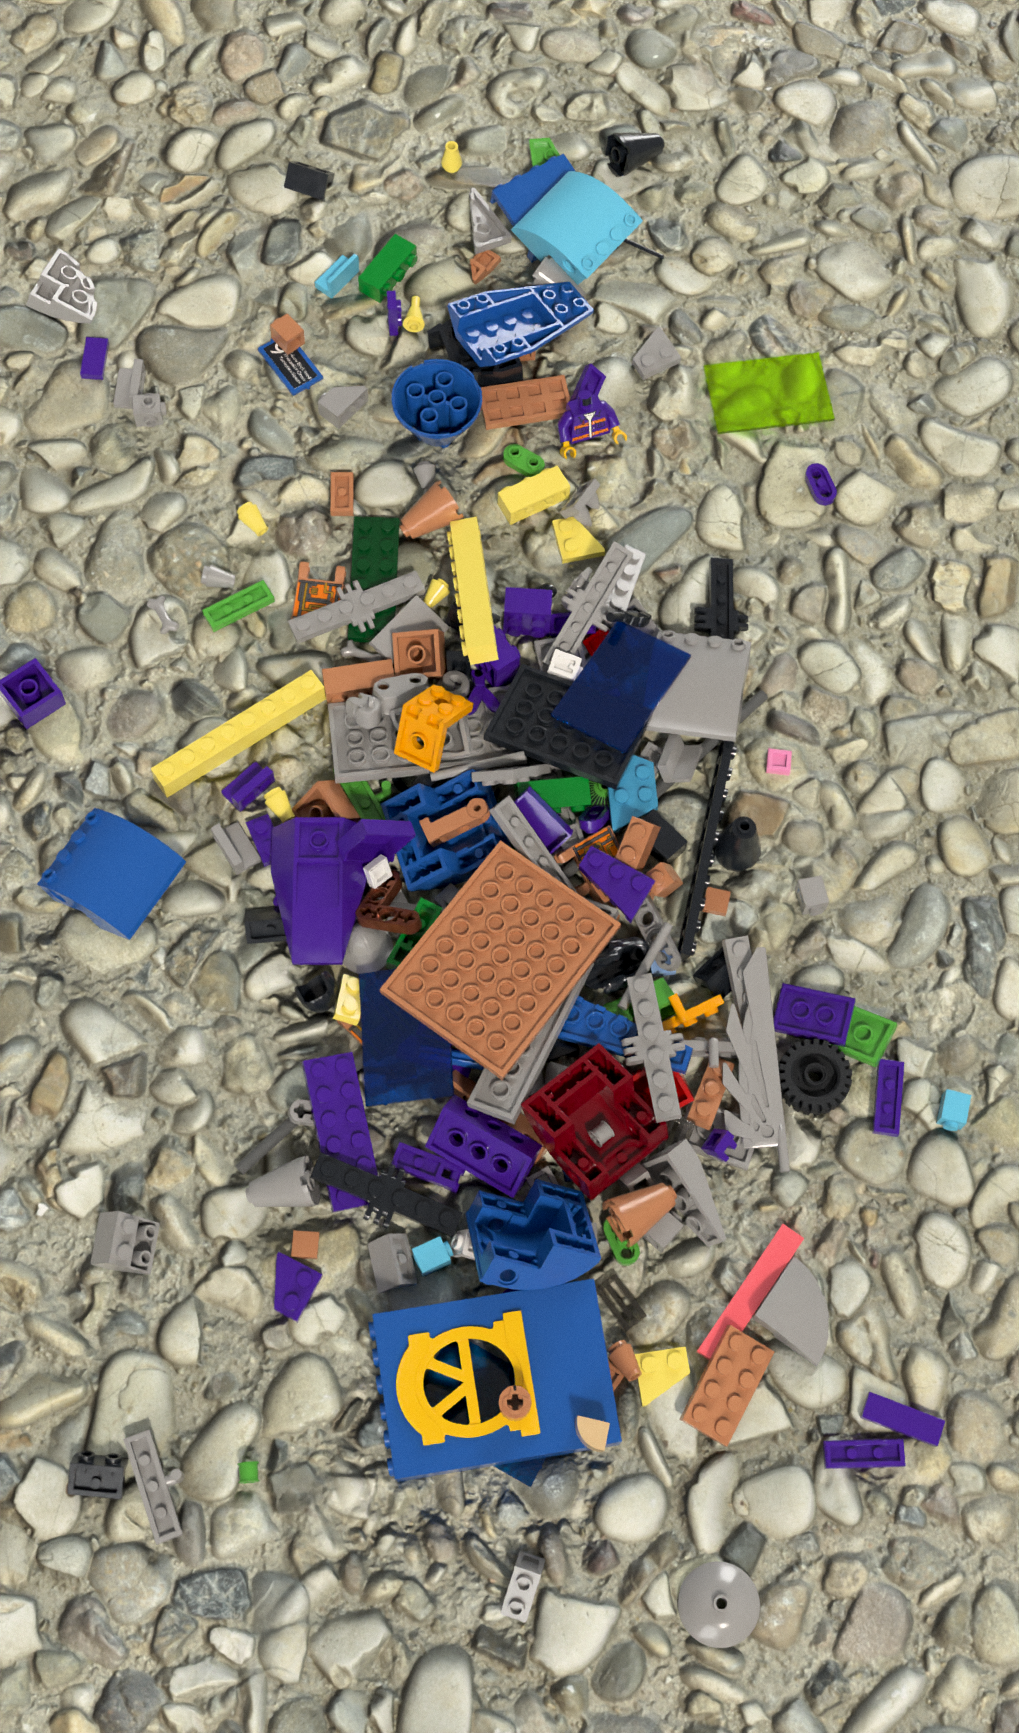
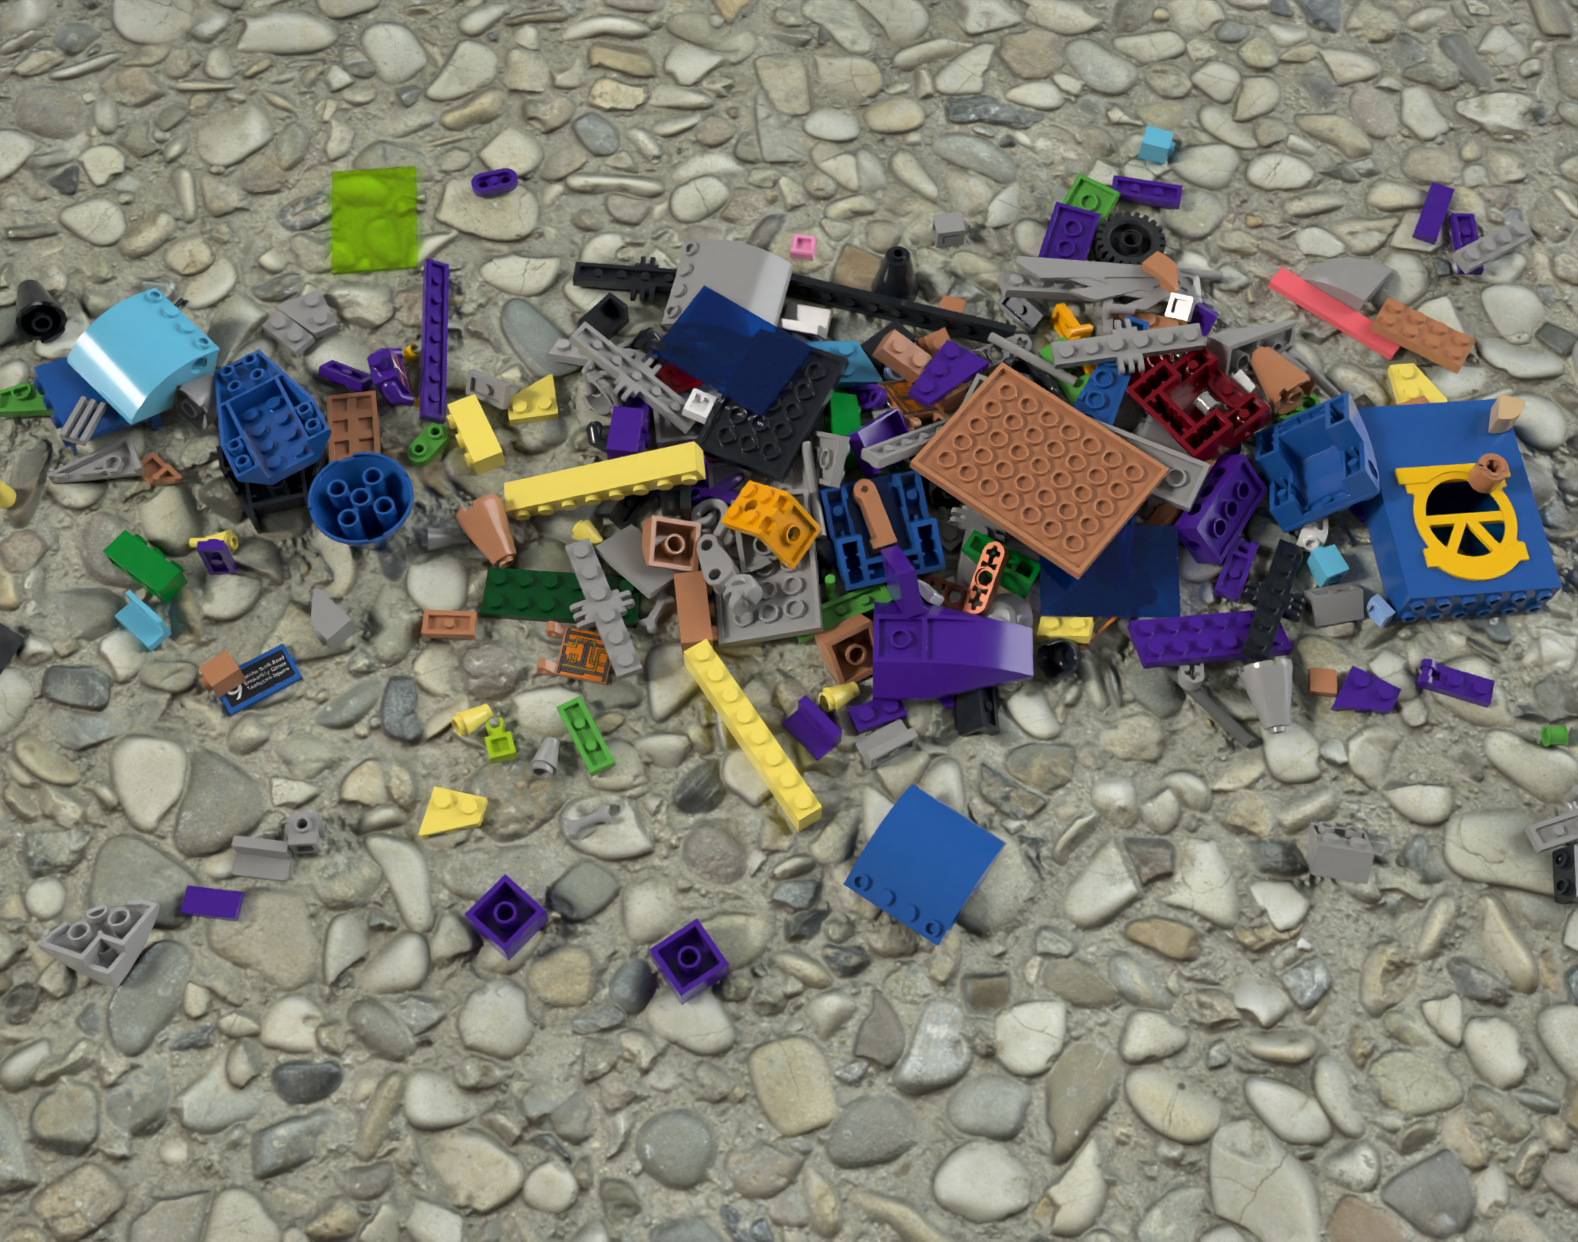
camera: 85 degrees left, 5 degrees down
(72, 557) = (506, 917): none -> dark purple brick
(171, 514) = (452, 811): none -> light yellow wing
(229, 542) = (499, 743): none -> lime plate
(306, 1379) = (1455, 683): none -> dark purple plate
(382, 1304) = (1379, 611): none -> light blue tile
(512, 192) = (74, 417): none -> light grey tile
(632, 341) = (288, 333): none -> light grey plate
(632, 451) = (434, 342): none -> dark purple tile
(655, 1270) = (1320, 380): none -> light grey bar
(664, 587) = (607, 316): none -> black panel
(724, 1116) = (1180, 307): none -> plate
(769, 1100) = (1164, 269): none -> nougat slope
(858, 1480) = (1492, 246): none -> light grey plate

